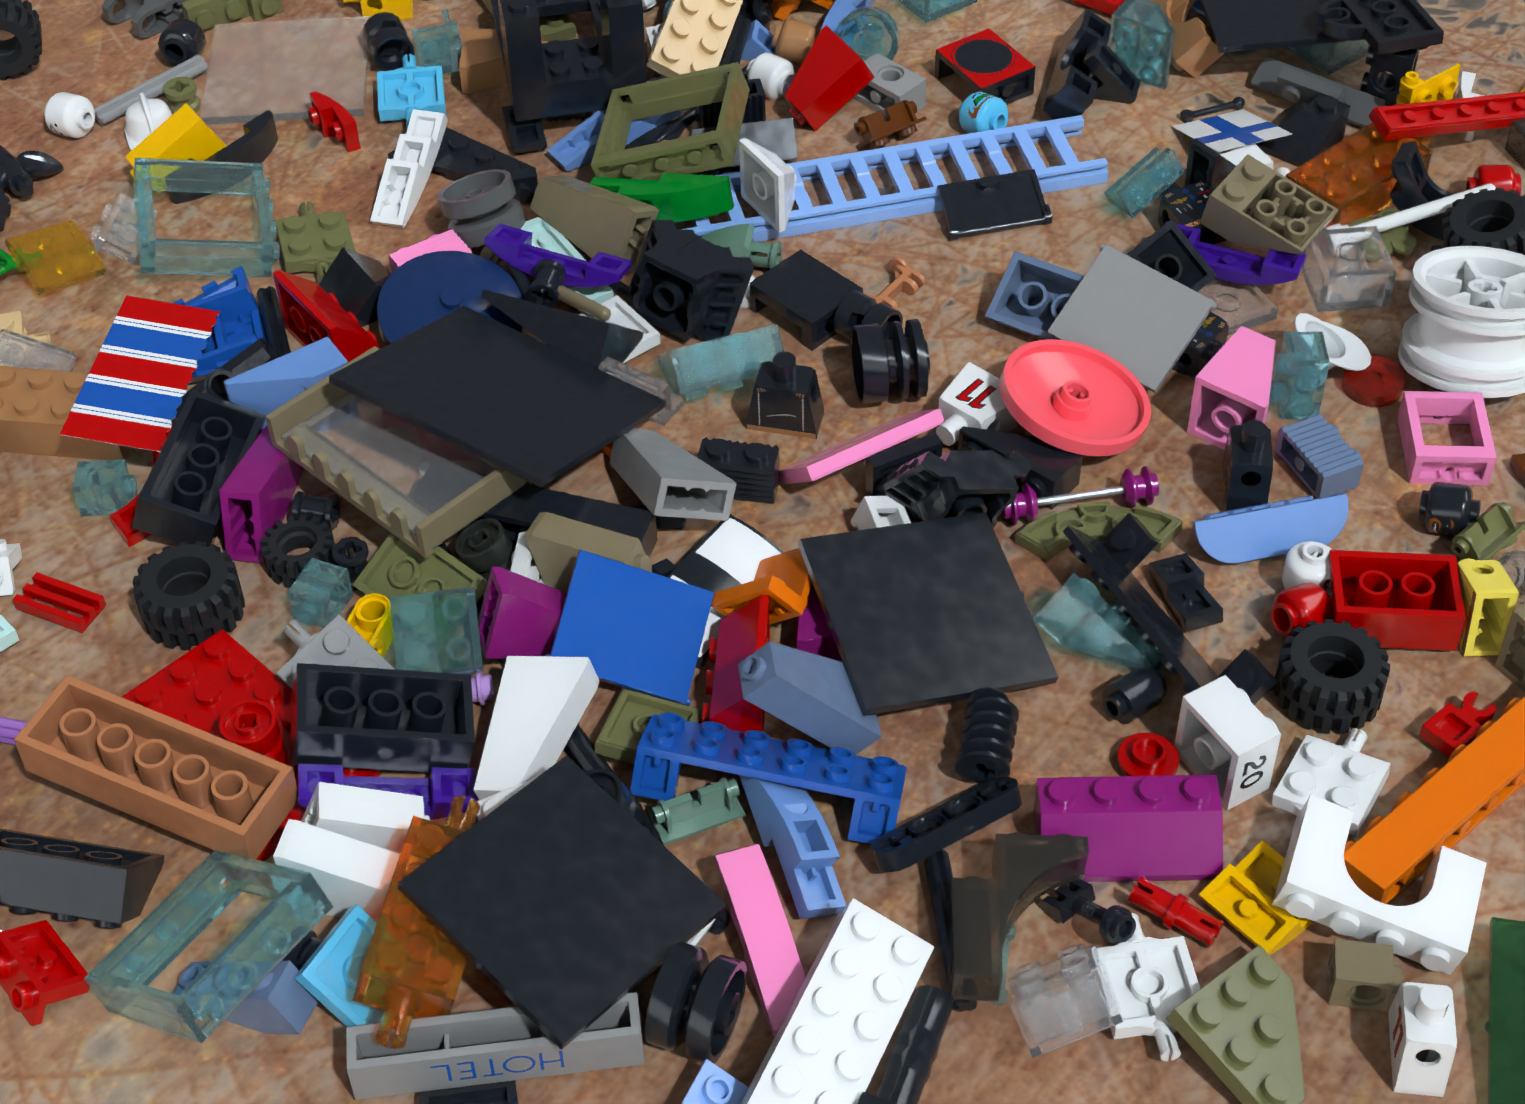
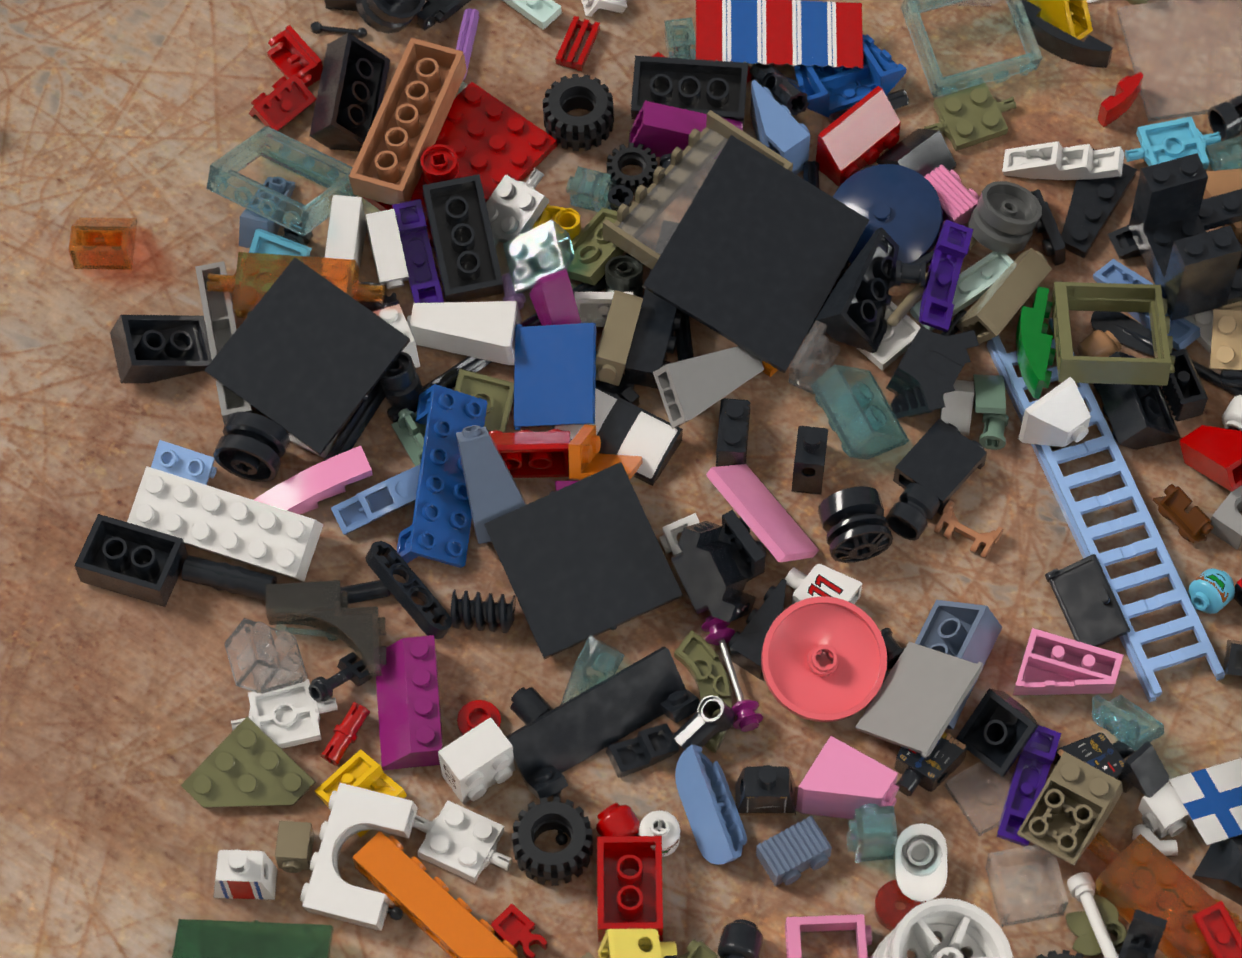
camera: 85 degrees right, 15 degrees up
(1077, 219) = (1065, 667): none -> bright pink wedge
(1164, 517) = (701, 727): none -> black piece

